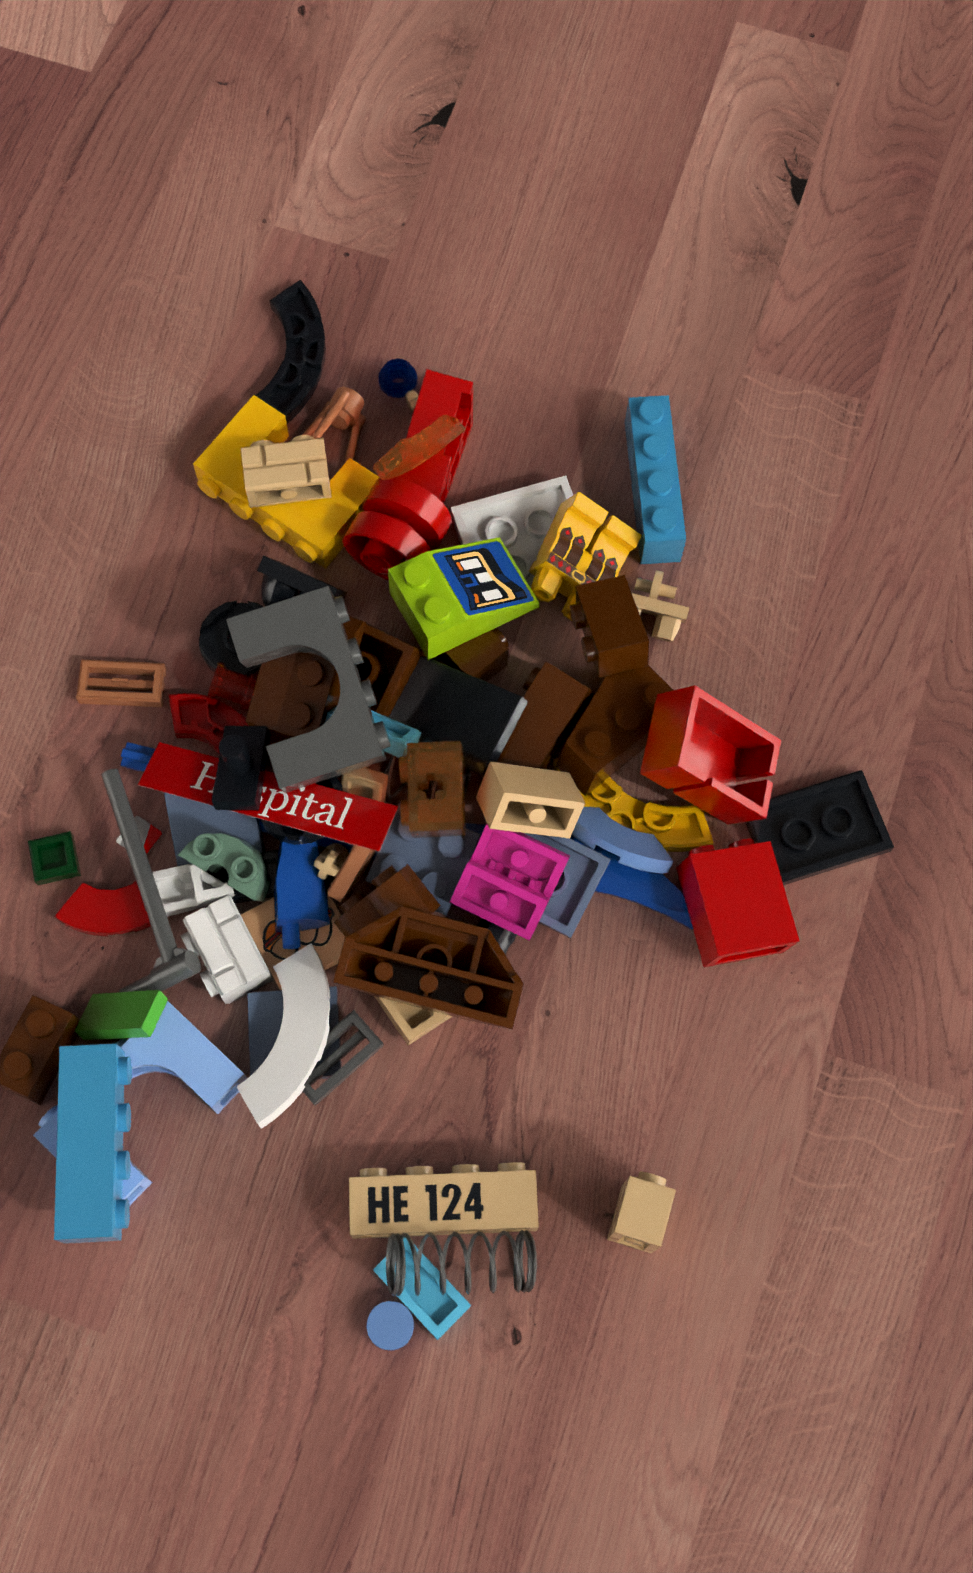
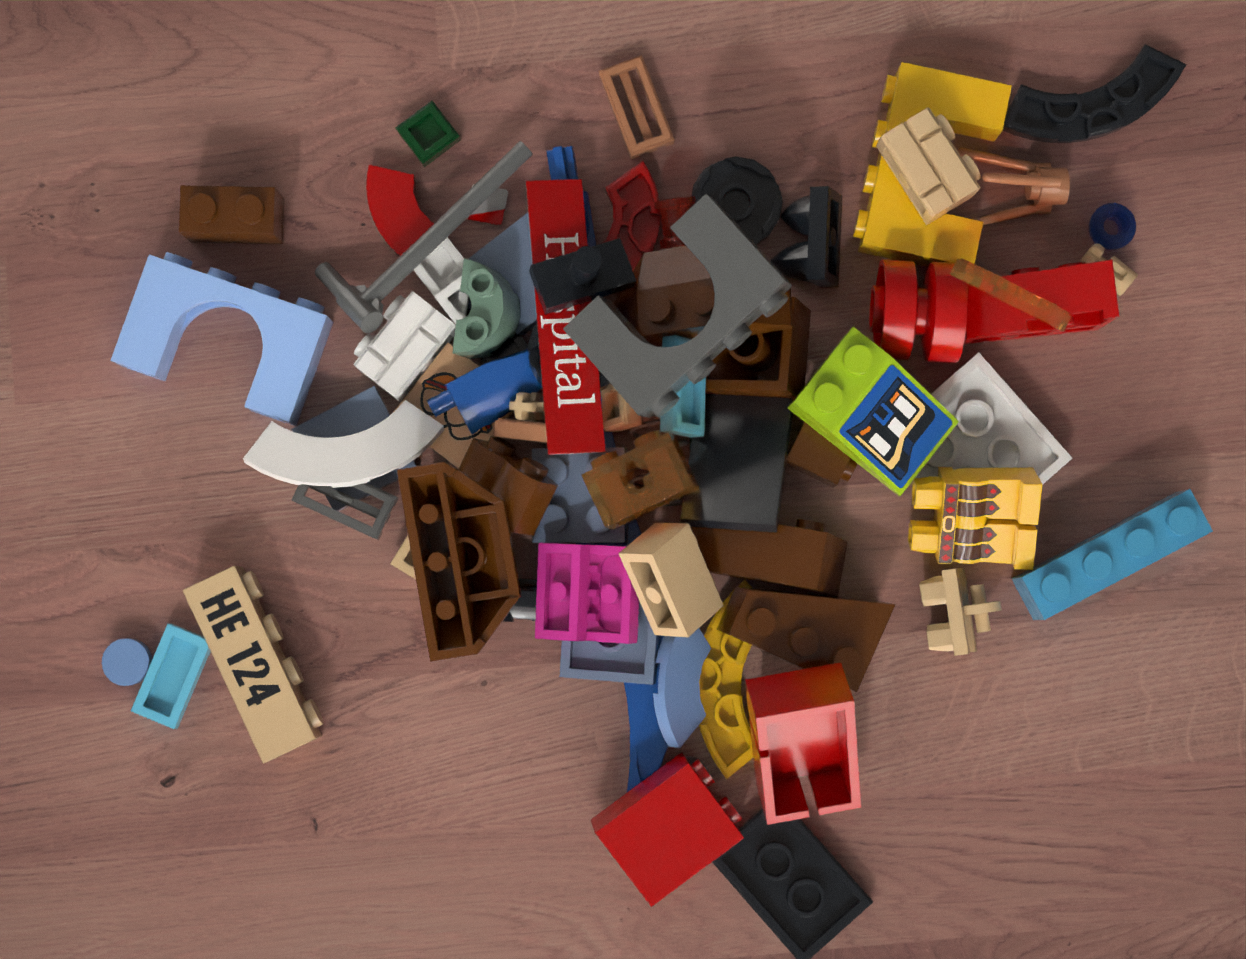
camera: 70 degrees right, 15 degrees up
(91, 1144) = (157, 314): dark azure brick -> none
(121, 1015) = (296, 278): bright green tile -> none
(396, 1255) = (211, 768): dark grey piece -> none
(610, 626) = (900, 583): reddish brown brick -> none
(642, 1212) = (315, 856): tan brick -> none

